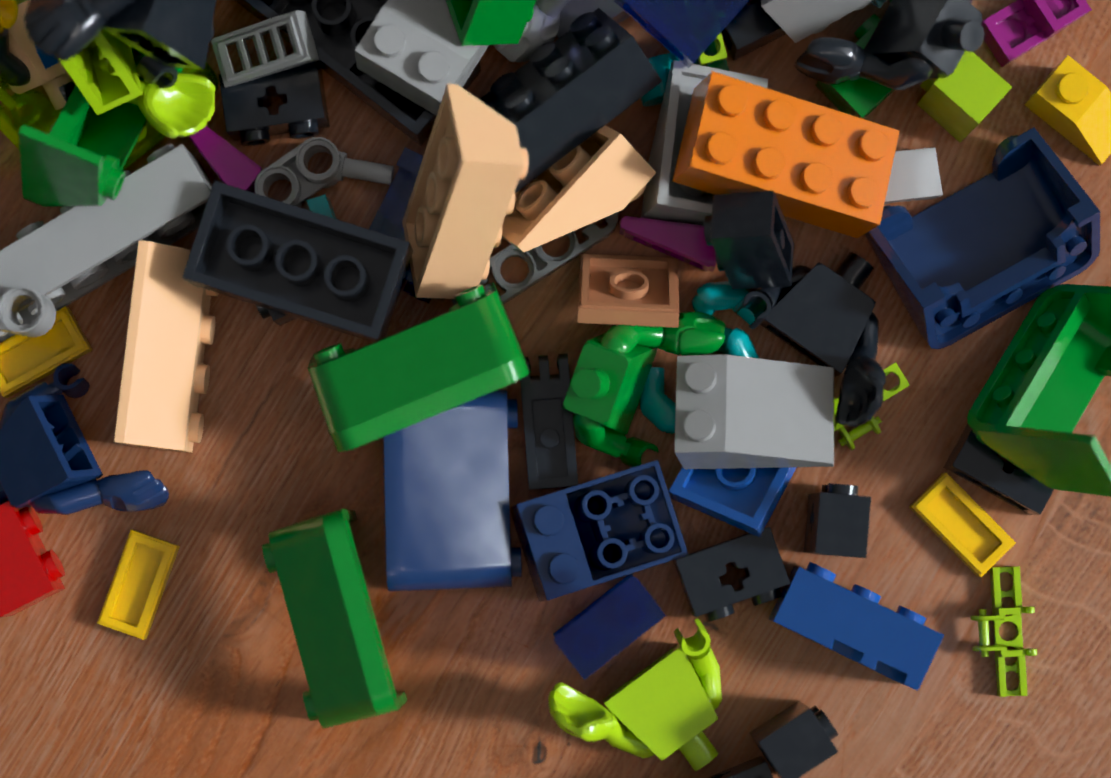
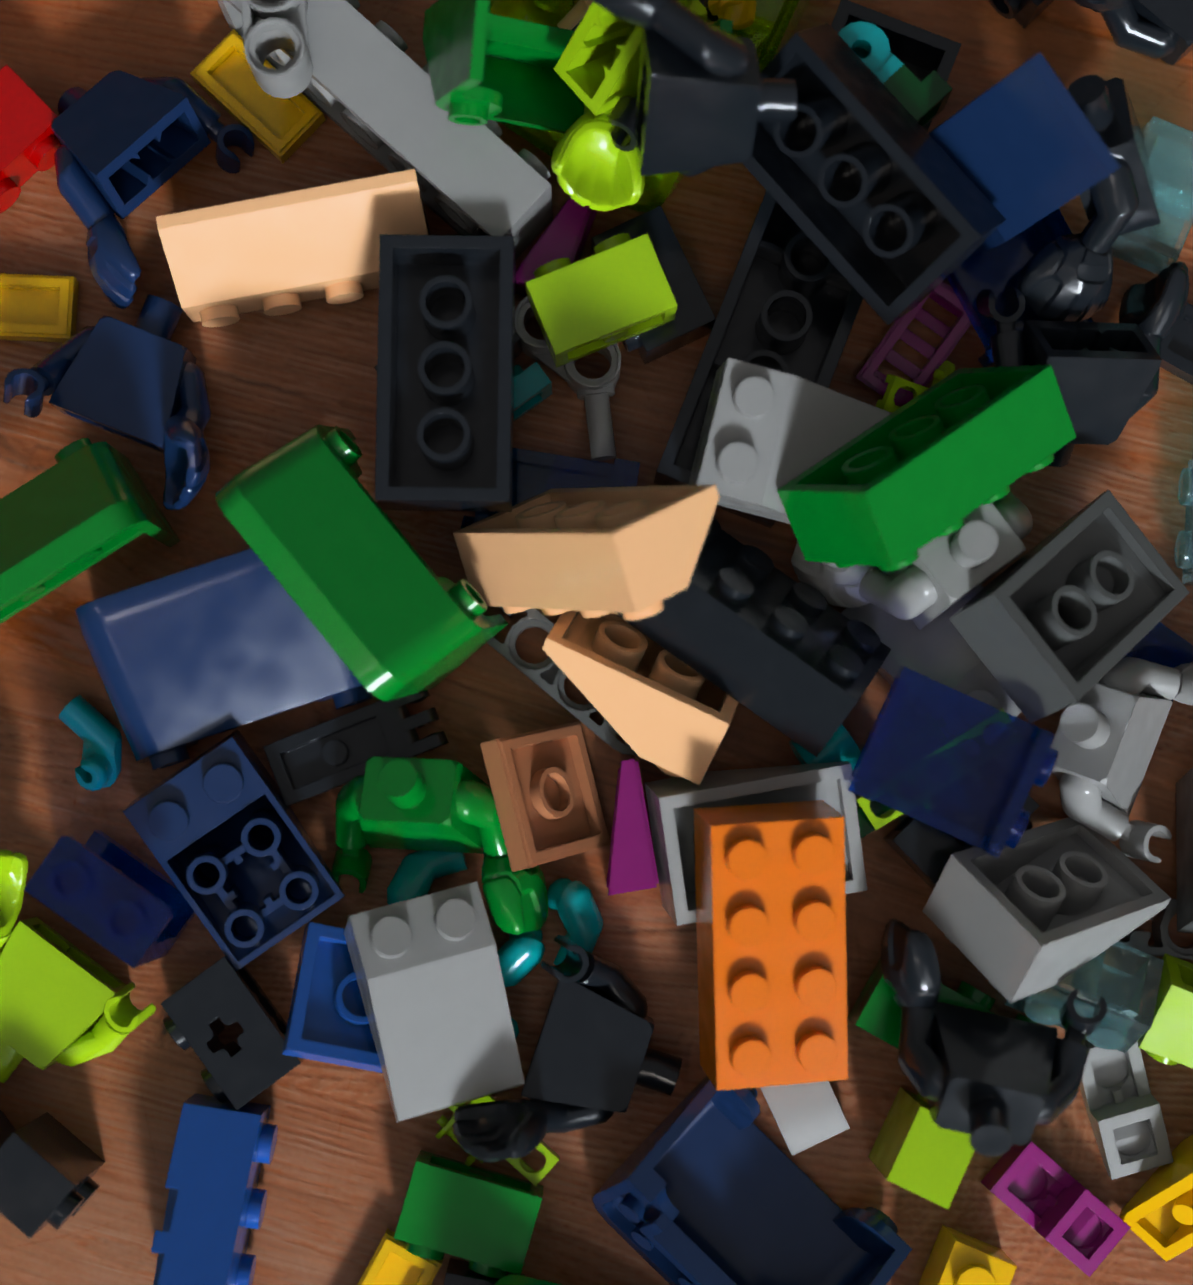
camera: 65 degrees right, 0 degrees up
(233, 504) = (133, 387): none -> dark blue torso
(276, 136) = (600, 297): none -> lime brick
(300, 37) = (730, 288): light grey slope -> none
(490, 612) = (101, 744): none -> teal arm
(750, 240) = (649, 930): black brick -> none
(837, 522) = (328, 1148): black brick -> none
(915, 440) = (468, 1215): none -> green brick

